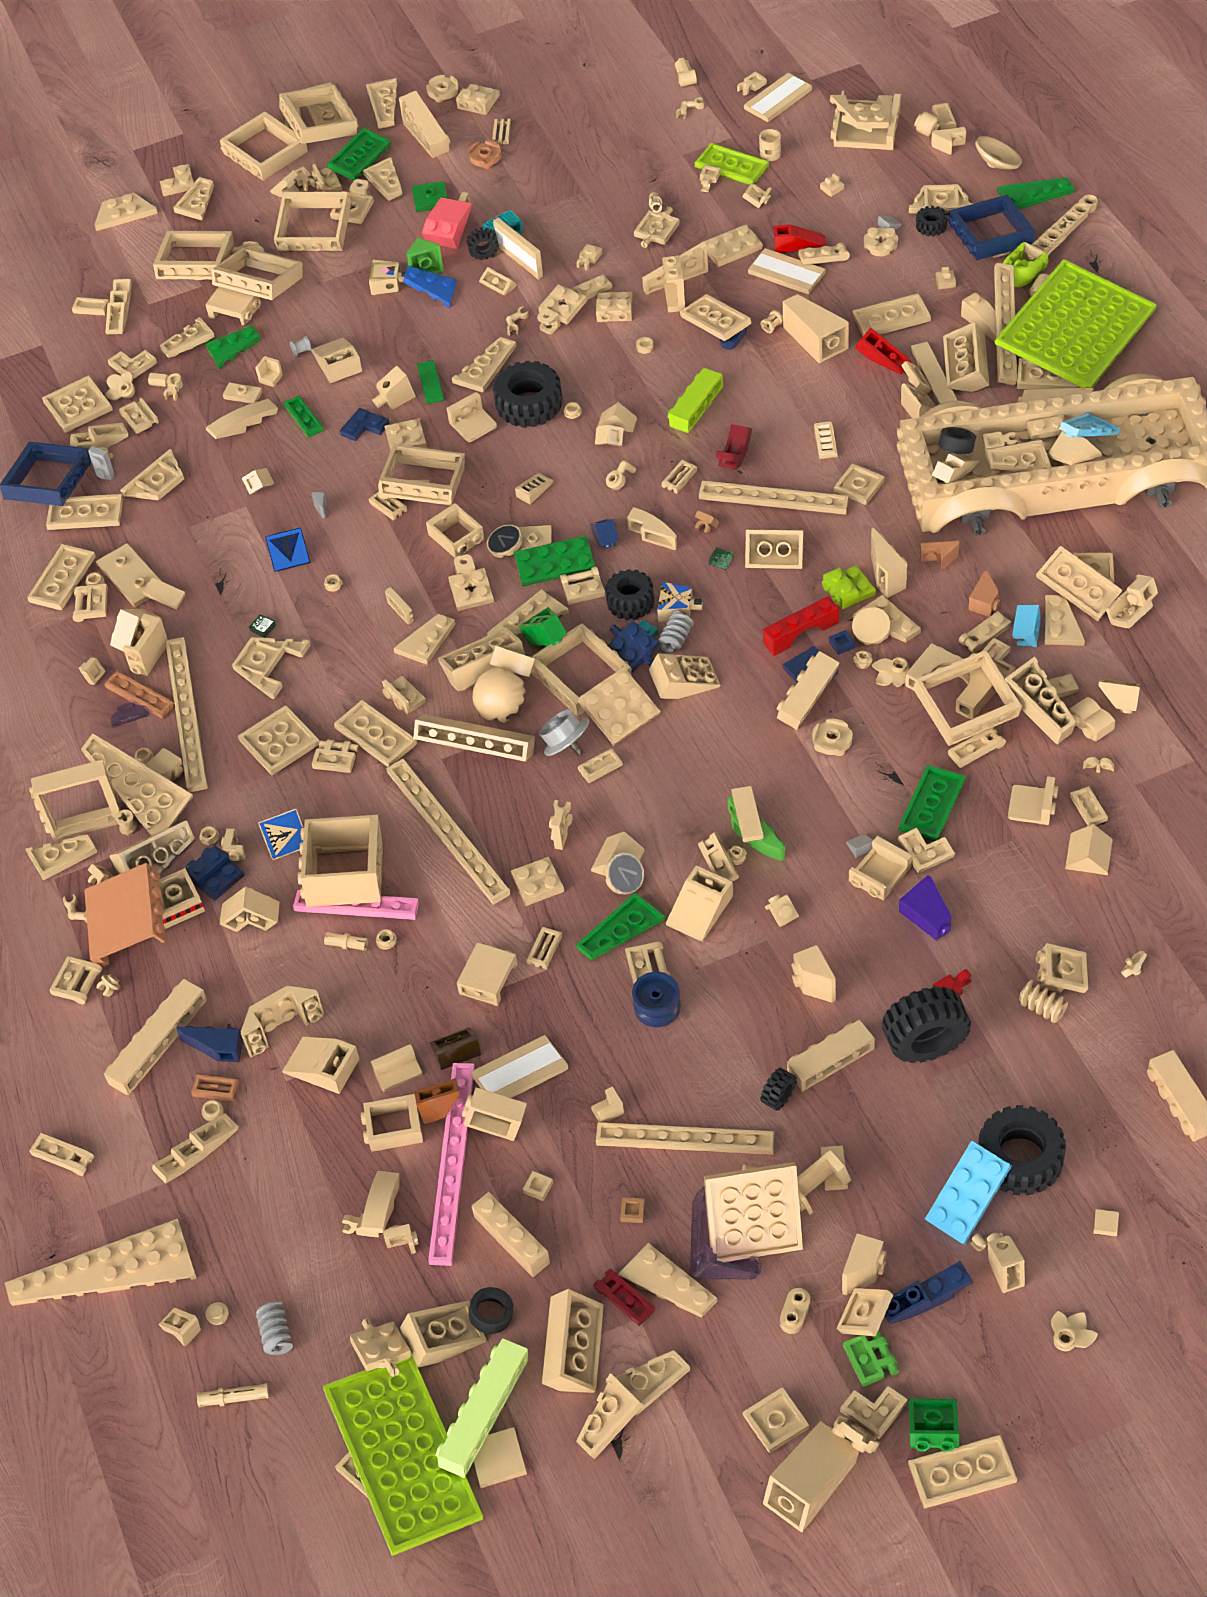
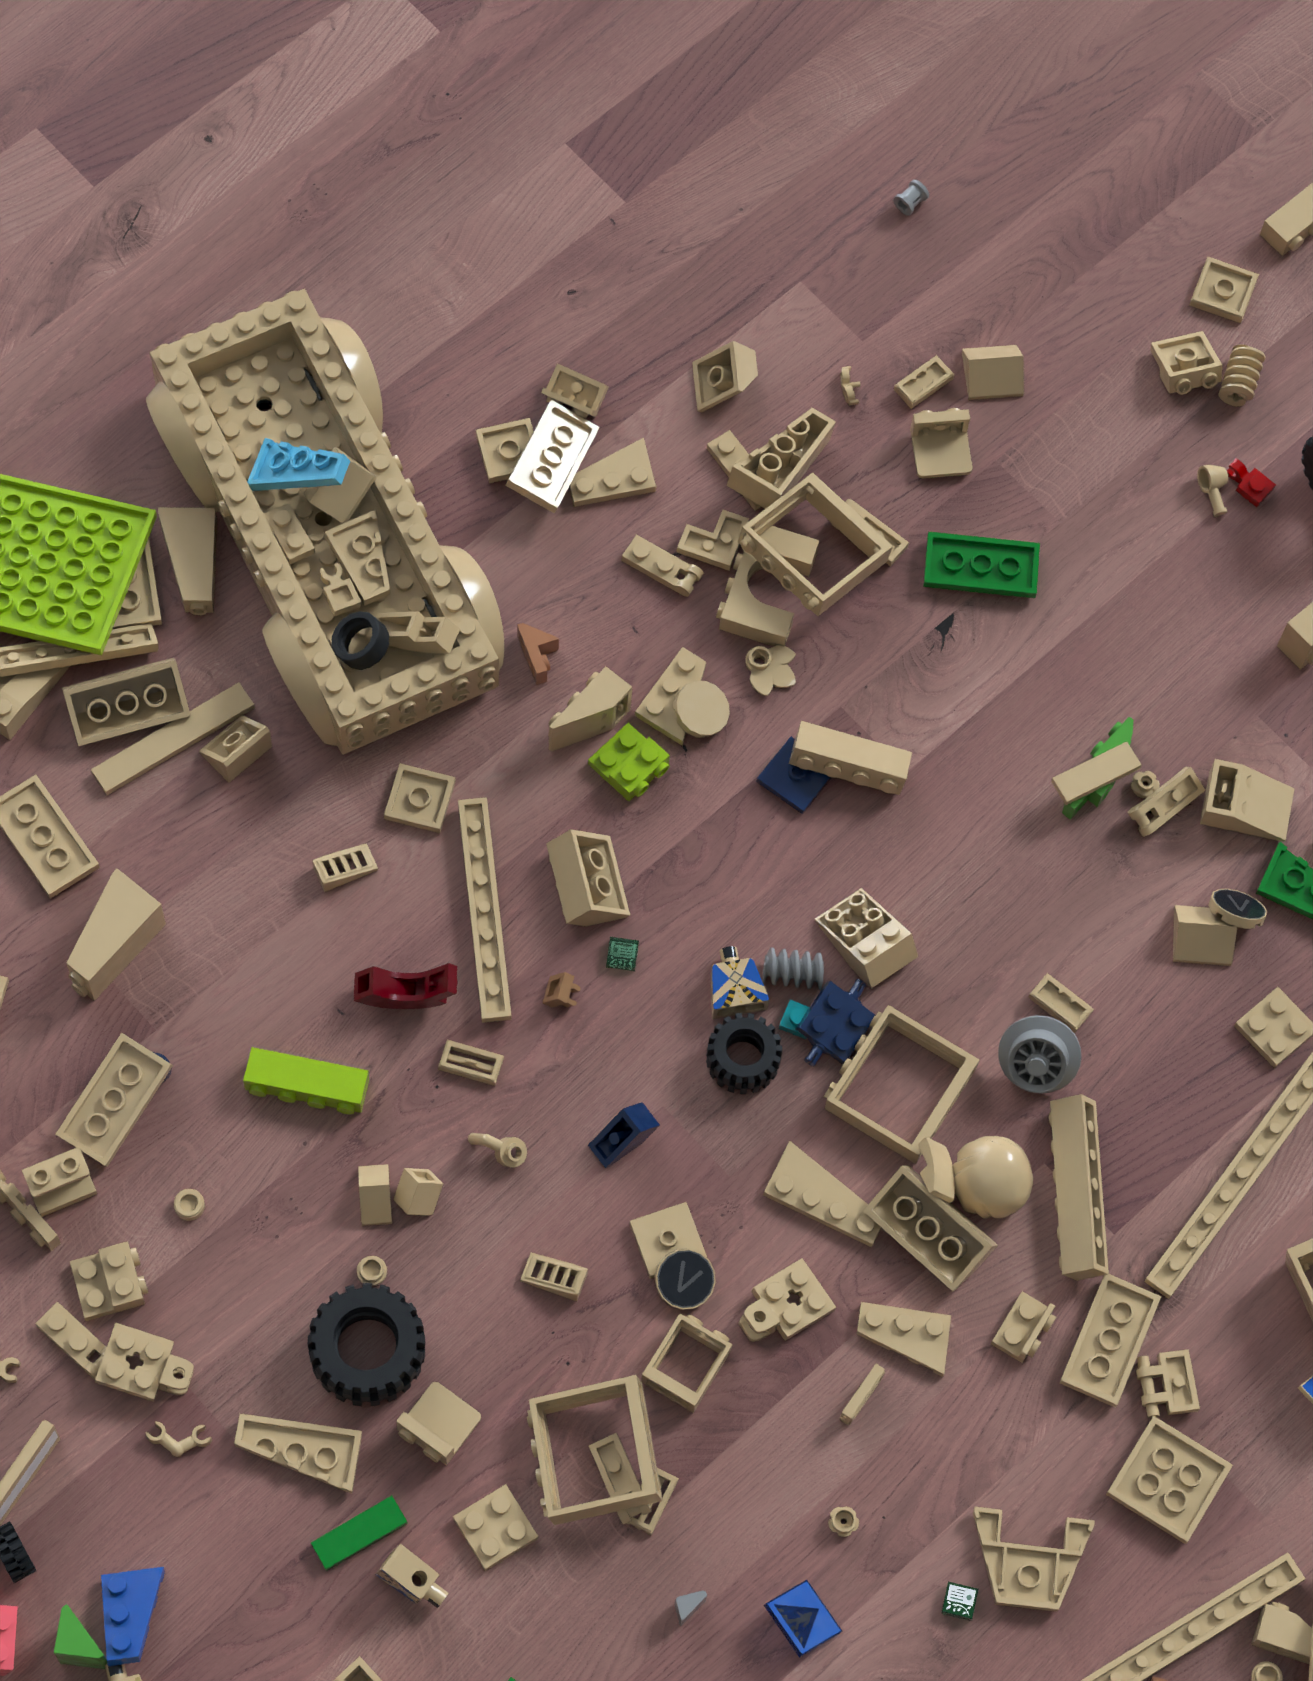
camera: 120 degrees left, 15 degrees up
(362, 421) = (477, 1615): dark blue plate -> none
(497, 281) = (86, 1504): tan slope -> none
(543, 629) = (858, 1146): green wedge -> none
(553, 559) = (701, 1191): green plate -> none
(560, 824) = (1193, 1013): tan plate -> none
(584, 590) = (742, 1131): tan plate -> none
(618, 706) = (956, 1004): tan plate -> none
(651, 529) = (598, 1066): tan slope -> none
(772, 321) = (96, 1013): tan bush -> none
(782, 633) = (709, 782): red arch -> none
(782, 909) = (1212, 706): tan bracket -> none
(832, 746) = (911, 729): tan plate -> none
(841, 642) = (739, 743): dark blue plate -> none
(860, 845) = (1075, 636): light grey slope -> none
(863, 659) = (758, 716): tan plate -> none
(881, 351) = (133, 828): red slope -> none
(881, 869) = (1109, 604): tan panel -> none
(916, 377) = (178, 765): tan plate -> none
(925, 855) = (1068, 552): tan plate -> none
(926, 909) = (1150, 532): dark purple slope -> none
(960, 958) = (1210, 480): none -> tan bar
(984, 596) = (599, 576): nougat slope -> none
(1027, 625) = (638, 510): medium azure hinge -> none
(1092, 719) = (780, 403): tan brick -> none
(1124, 1019) = (1224, 289): none -> tan tile
(1134, 964) = (1144, 289): tan piece -> none
(1138, 590) = (550, 374): tan brick -> none

